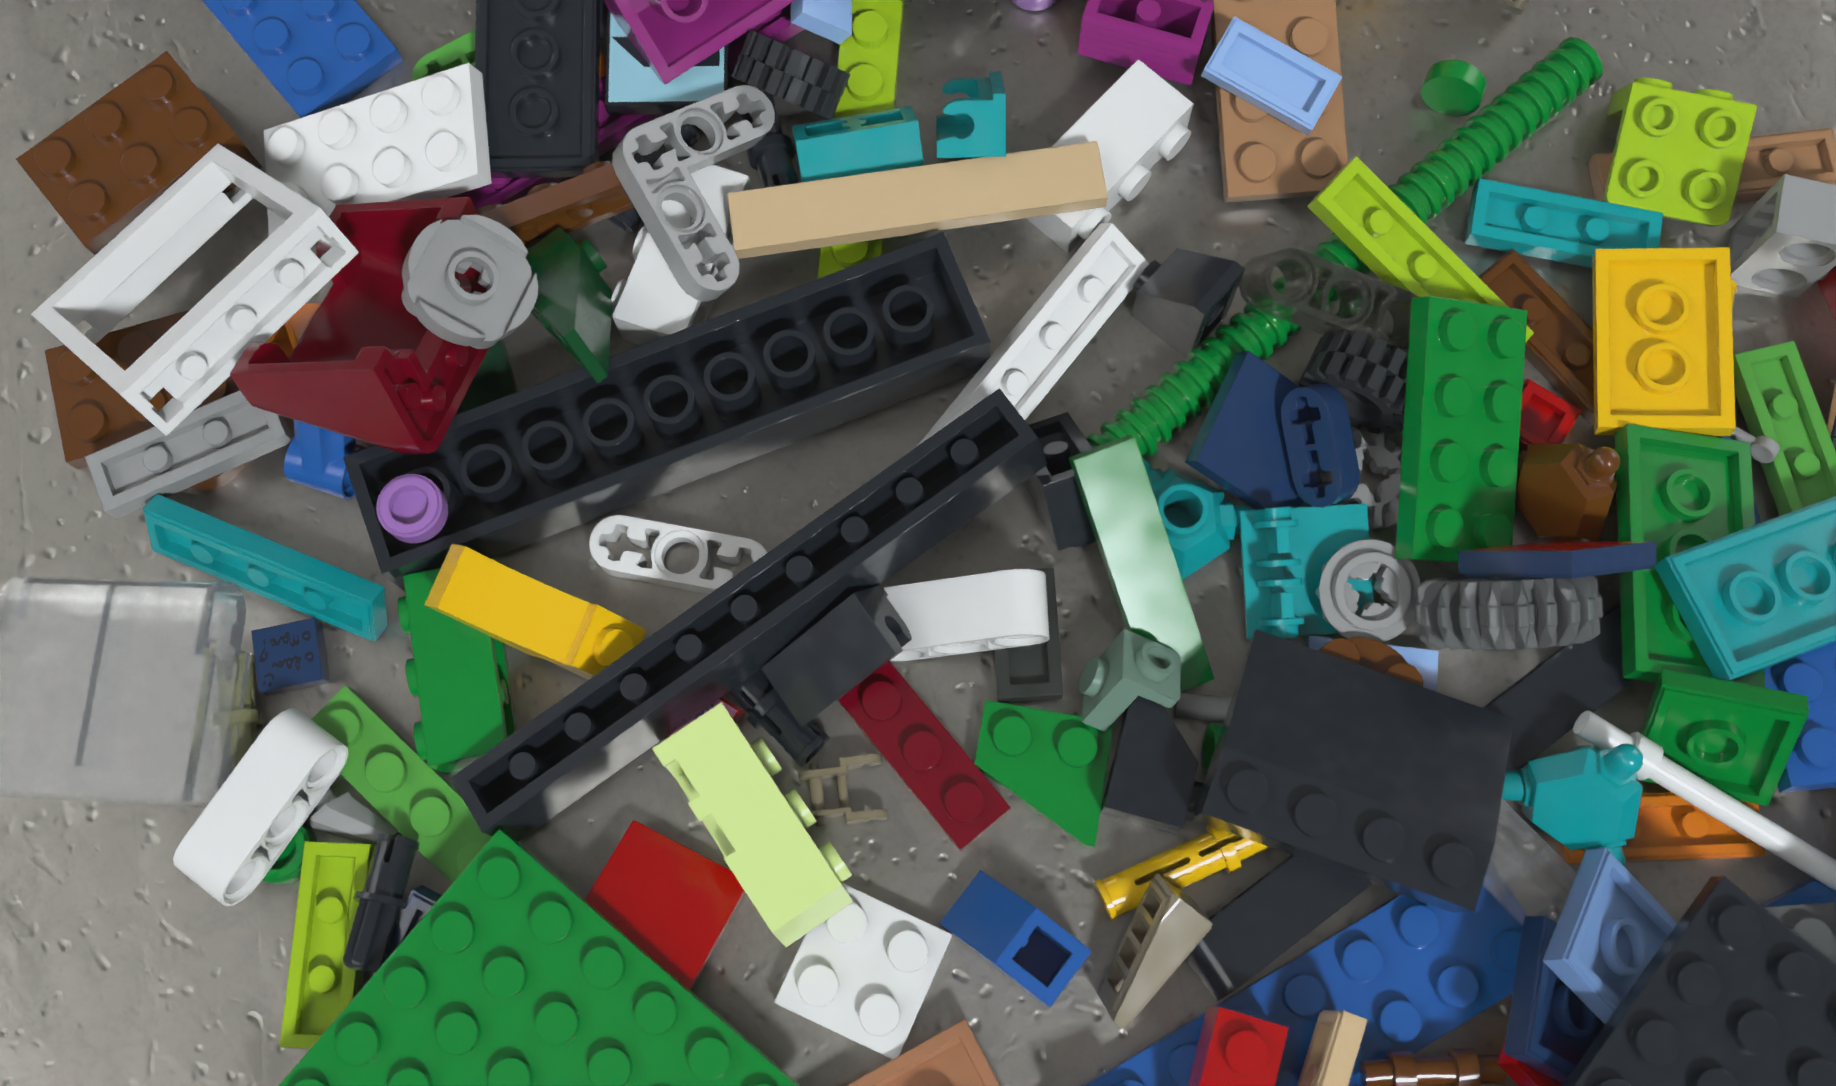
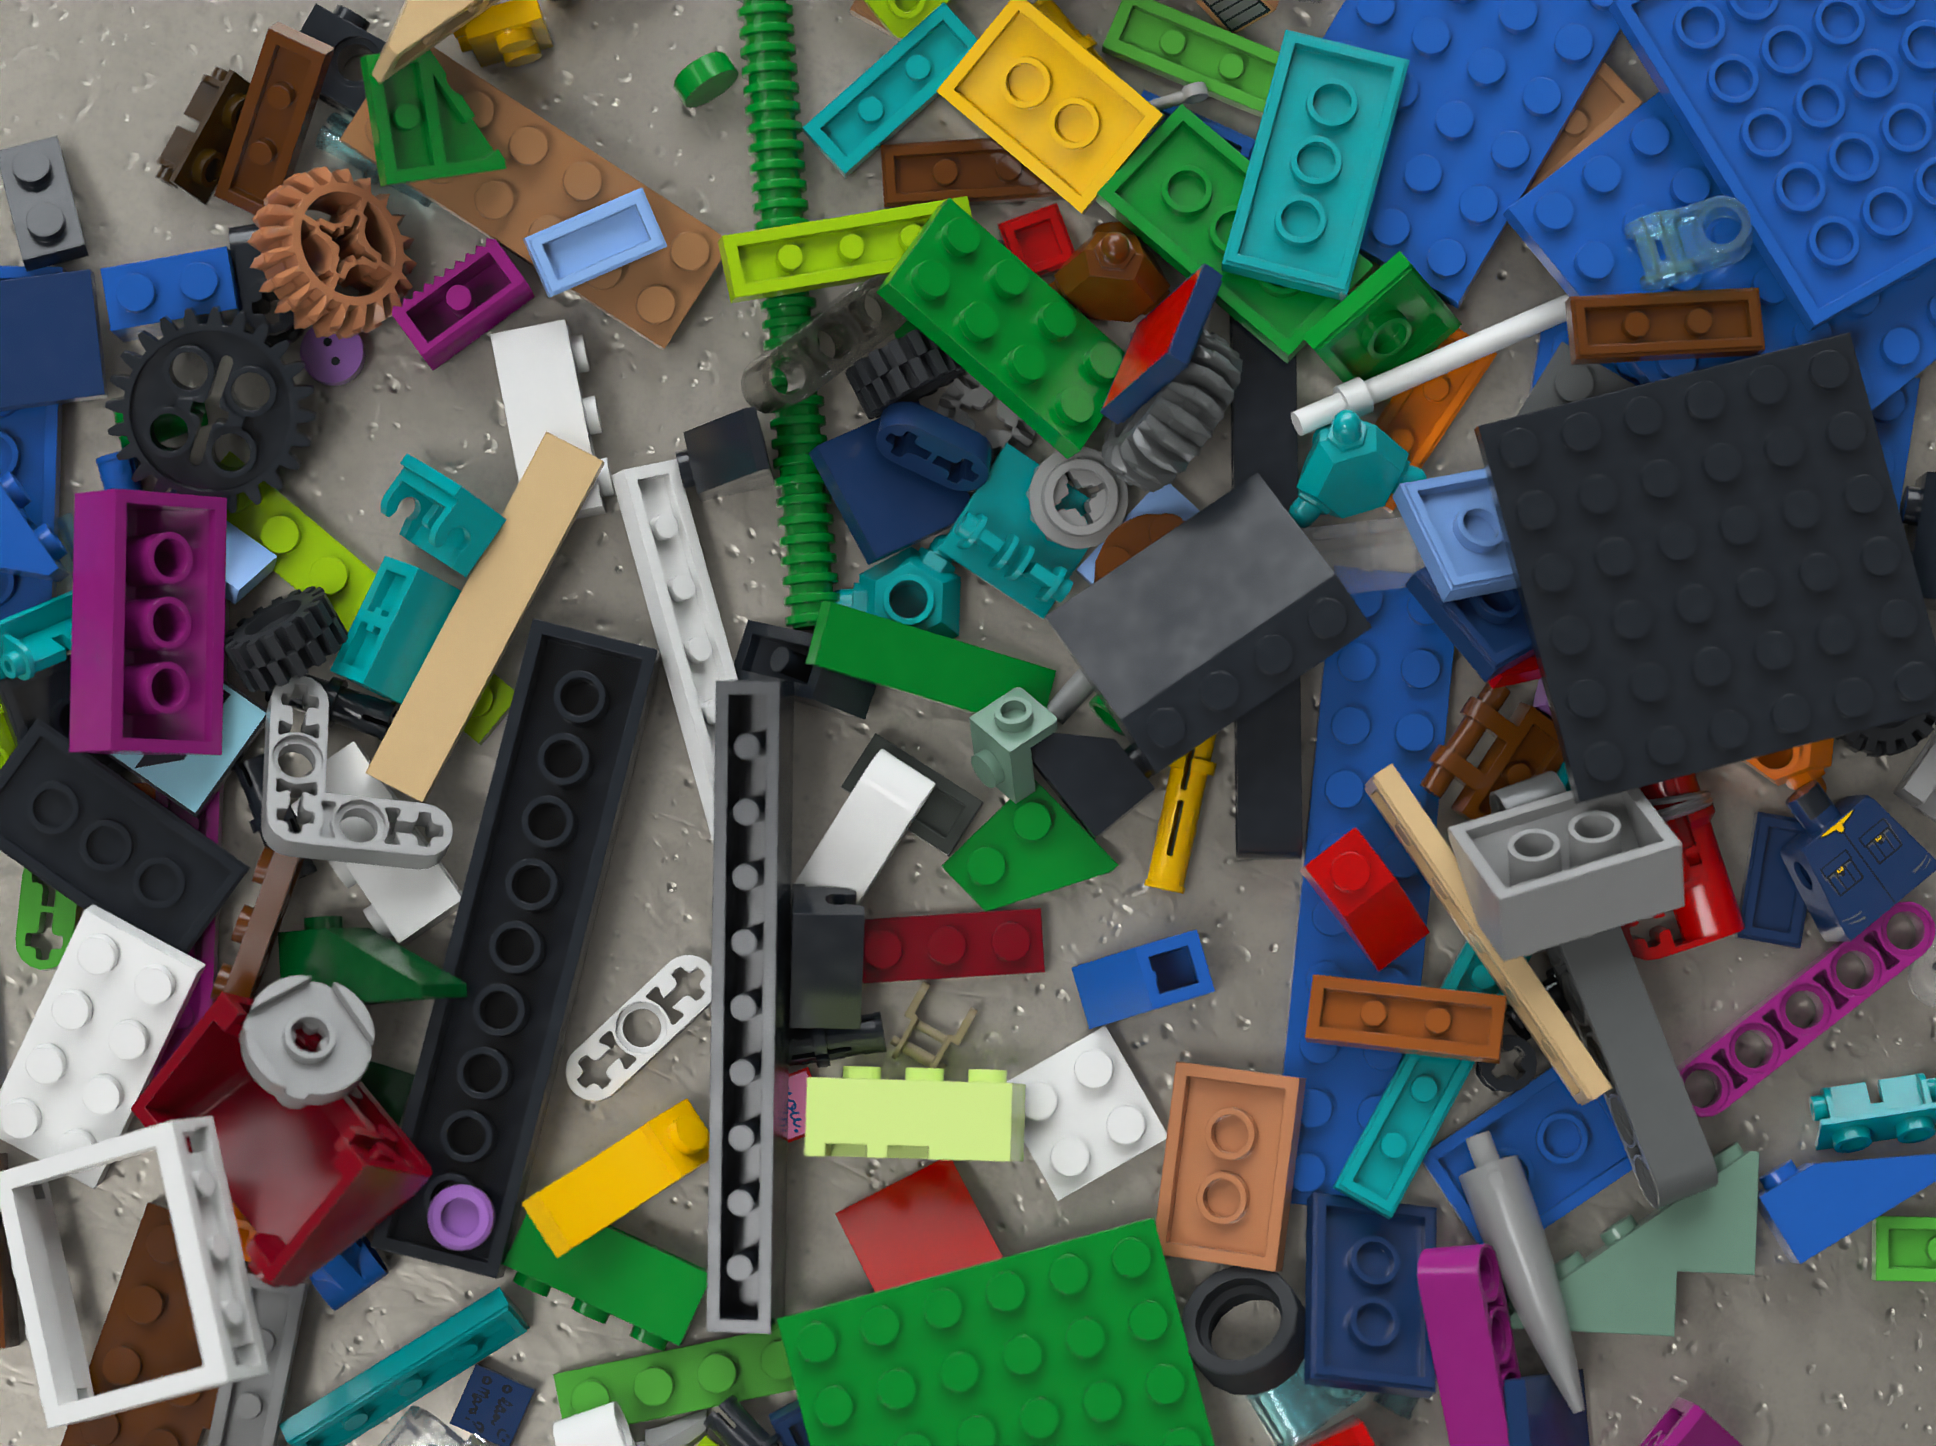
camera: 55 degrees left, 10 degrees up
(1154, 946) = (1226, 876): dark tan slope -> none

